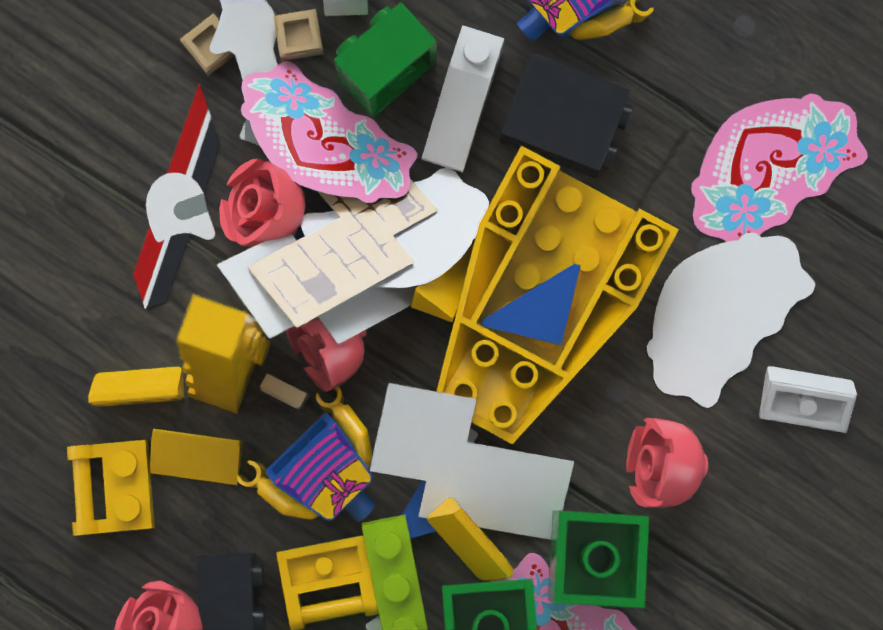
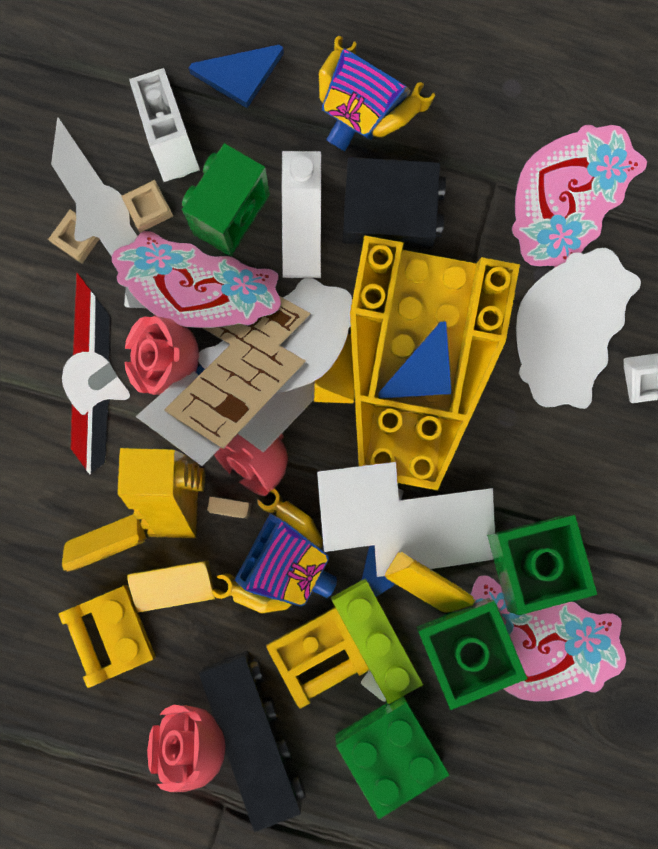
camera: 20 degrees left, 0 degrees up
(666, 463) = (570, 466): coral cylinder -> none

